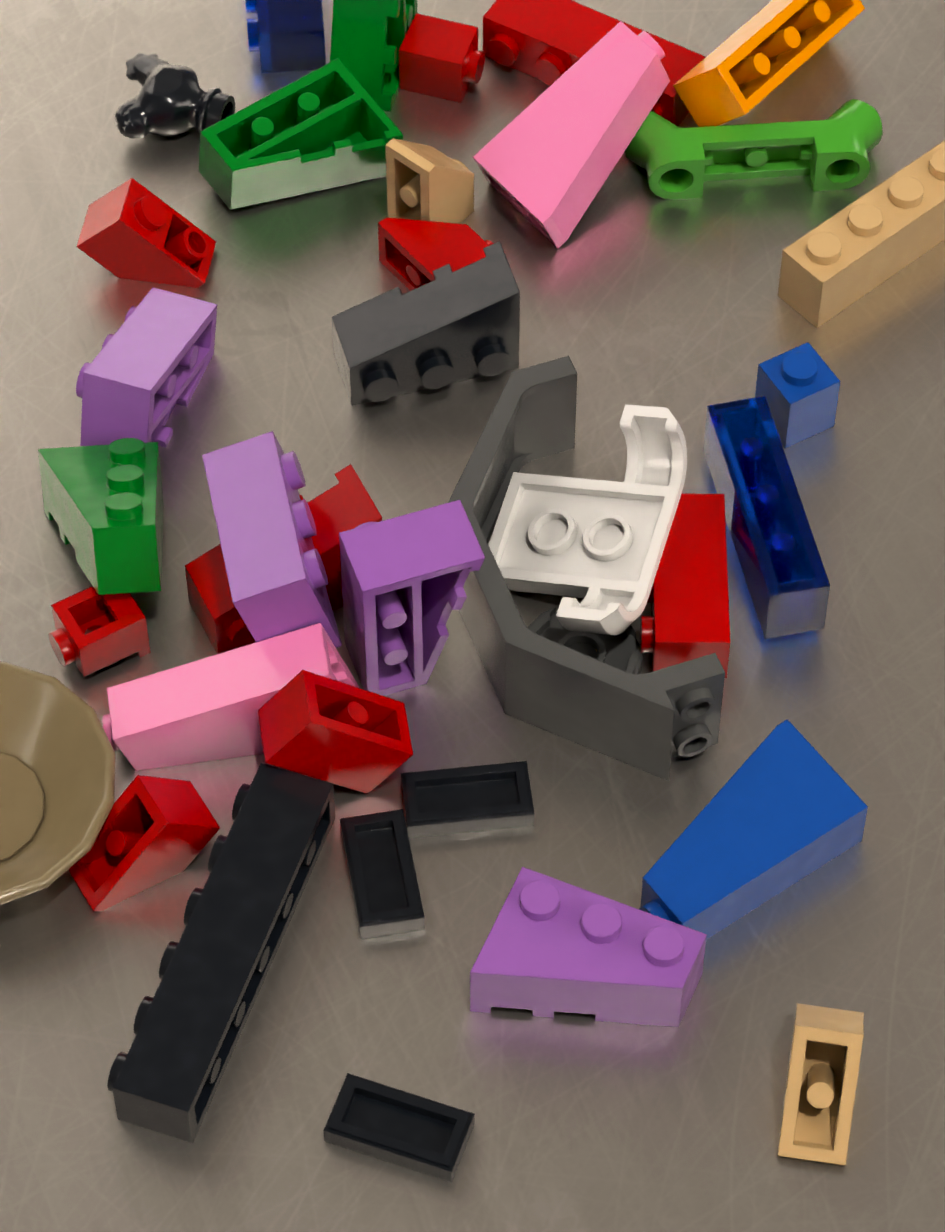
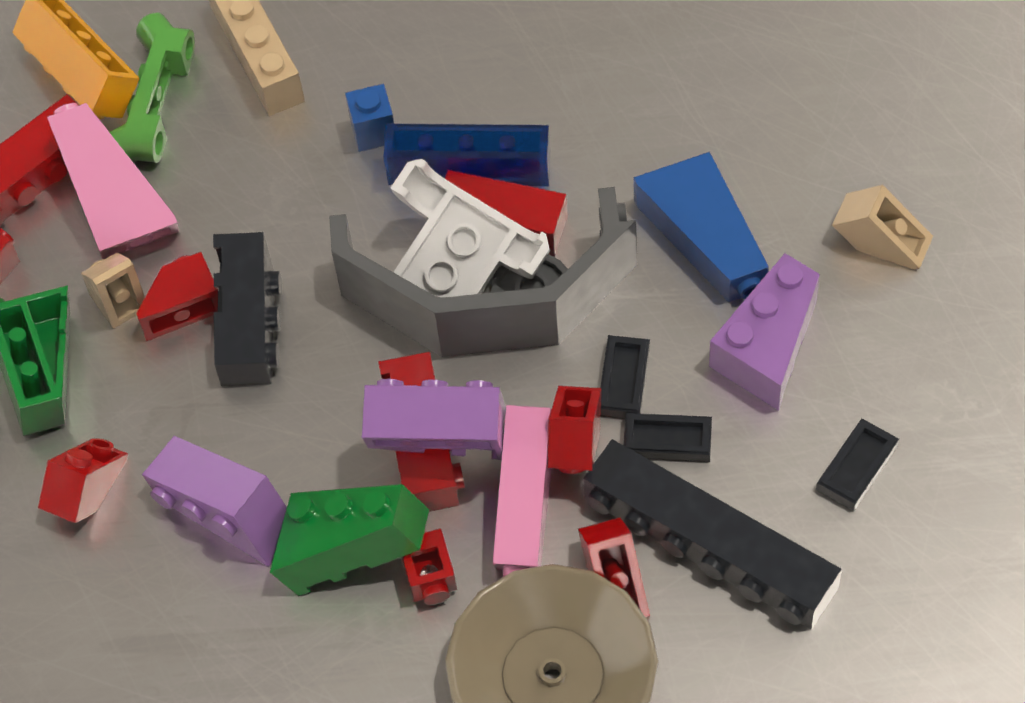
camera: 70 degrees left, 5 degrees up
(400, 590) = (489, 339): medium lavender wedge -> none

